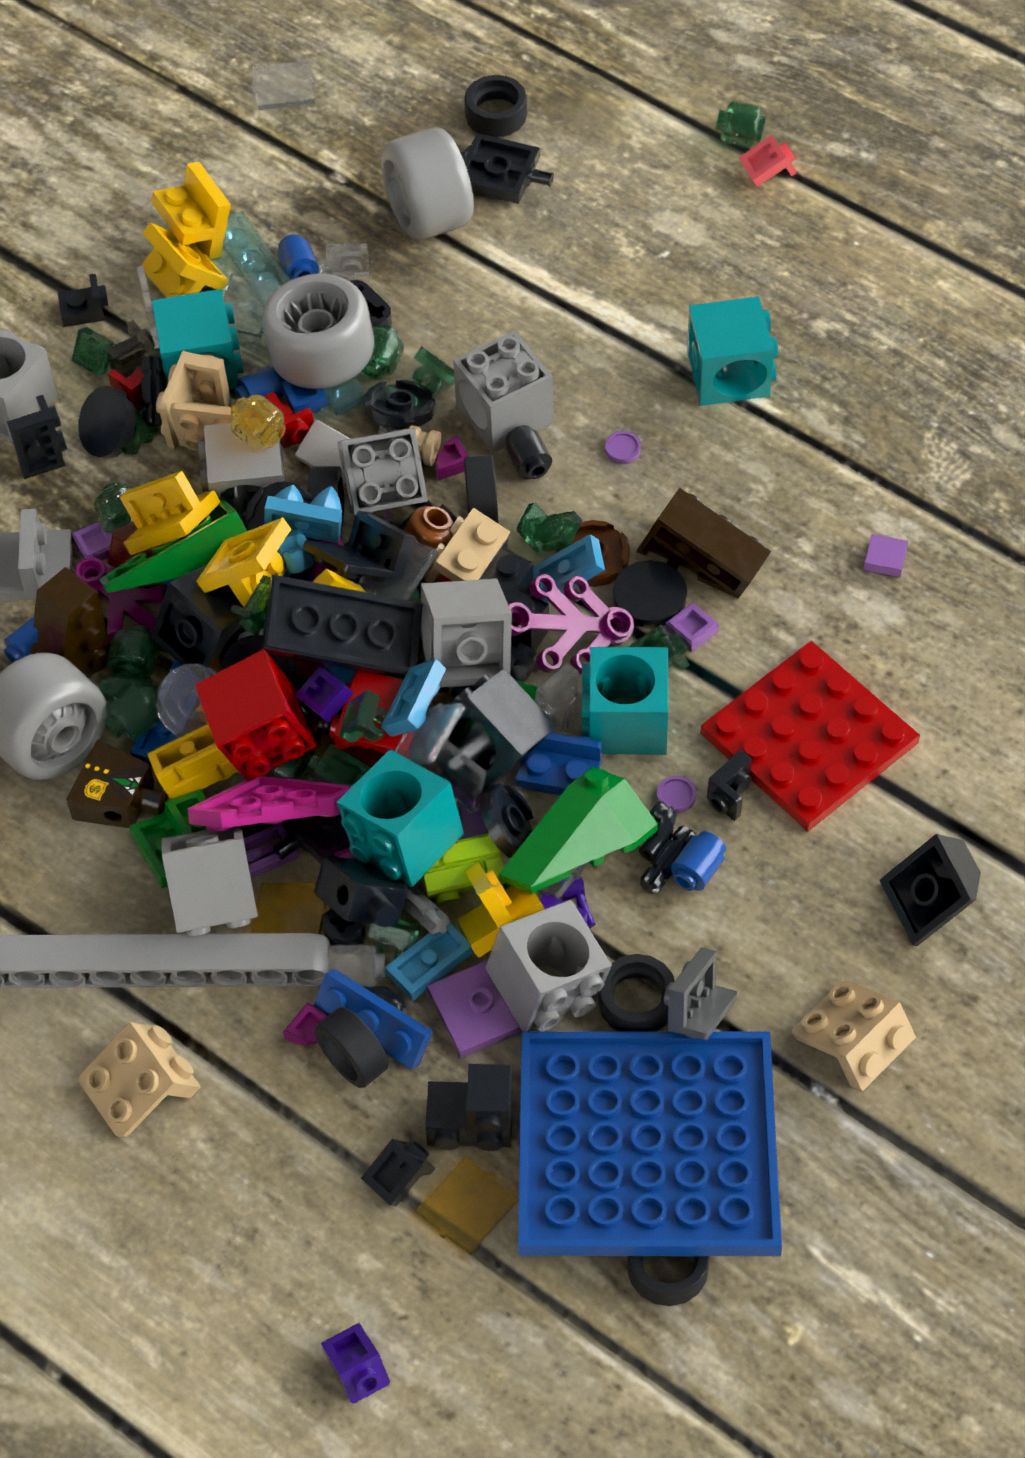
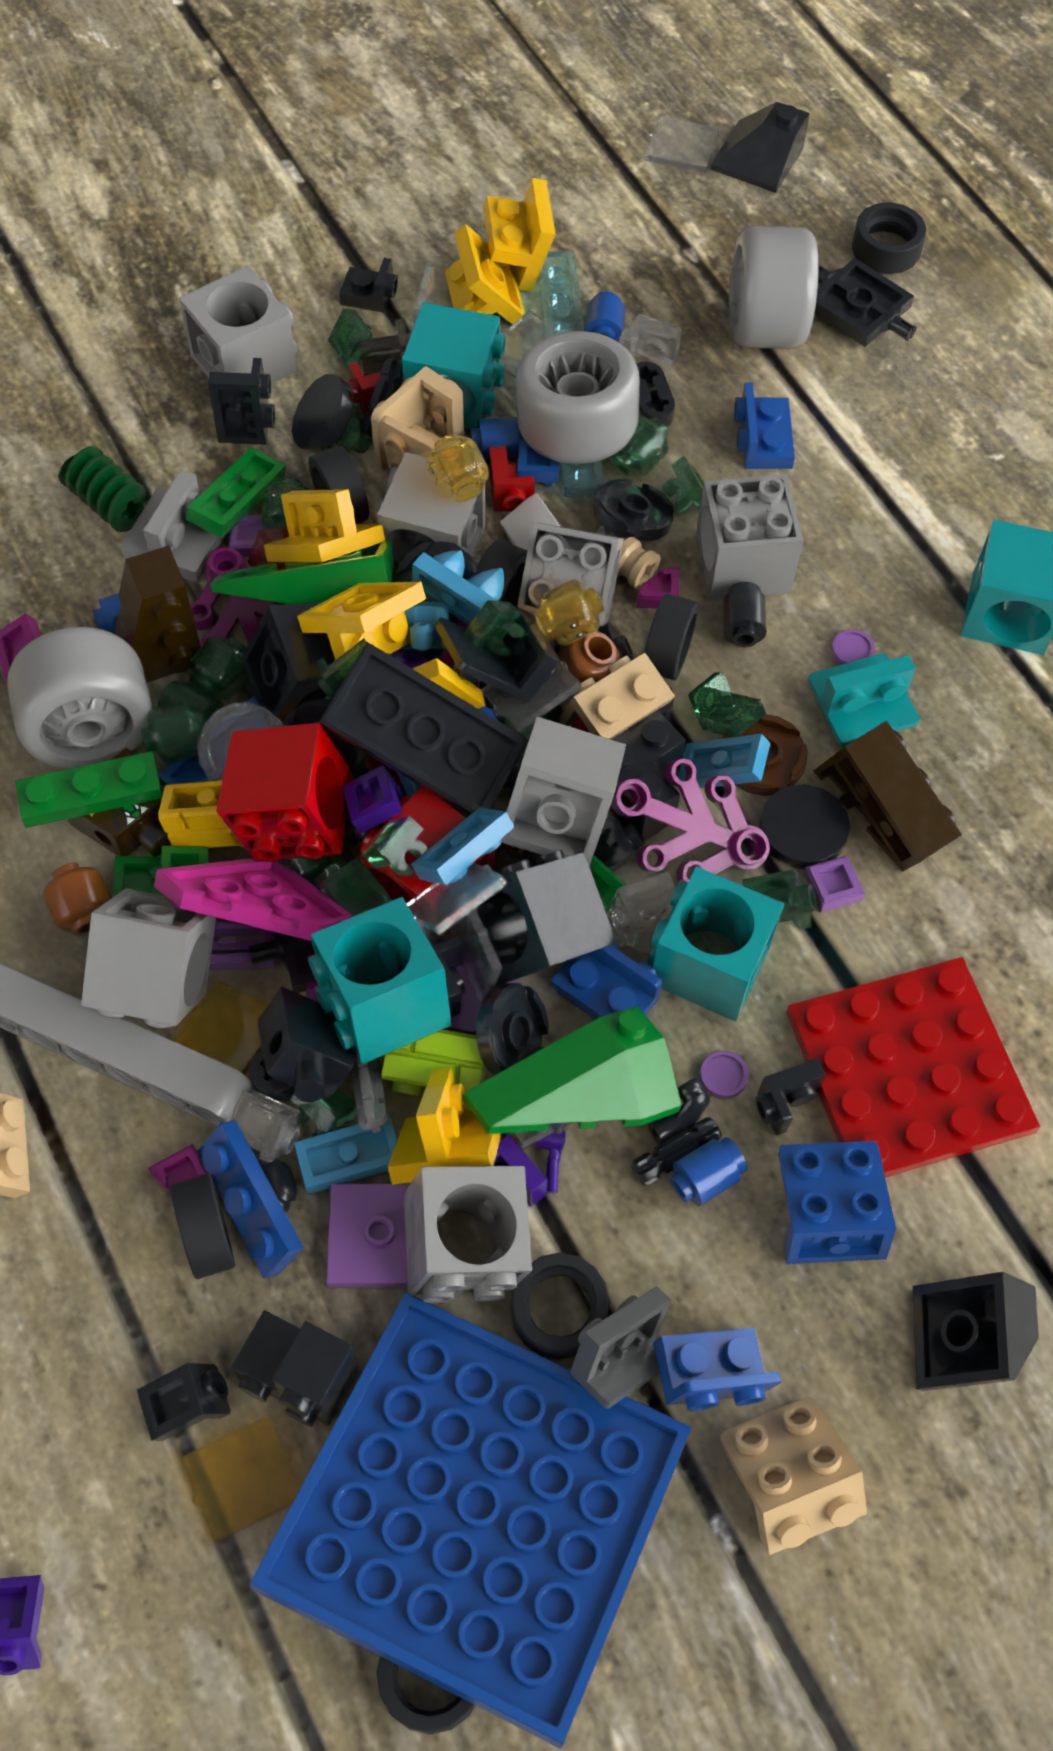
camera: 20 degrees right, 5 degrees up
(70, 511) = (235, 492): none -> green plate
(88, 780) = (88, 789): none -> green plate
(119, 867) = (74, 896): none -> dark orange head
(148, 463) = (336, 470): none -> black tyre
(347, 530) = (492, 625): none -> clear green tile
(353, 64) = (764, 146): none -> black slope
(402, 499) = (569, 612): none -> clear yellow head
(471, 302) = (764, 430): none -> blue bracket
(650, 478) = (864, 695): none -> teal bracket
(766, 987) = (713, 1367): none -> blue bracket
(800, 844) = (836, 1202): none -> blue bracket

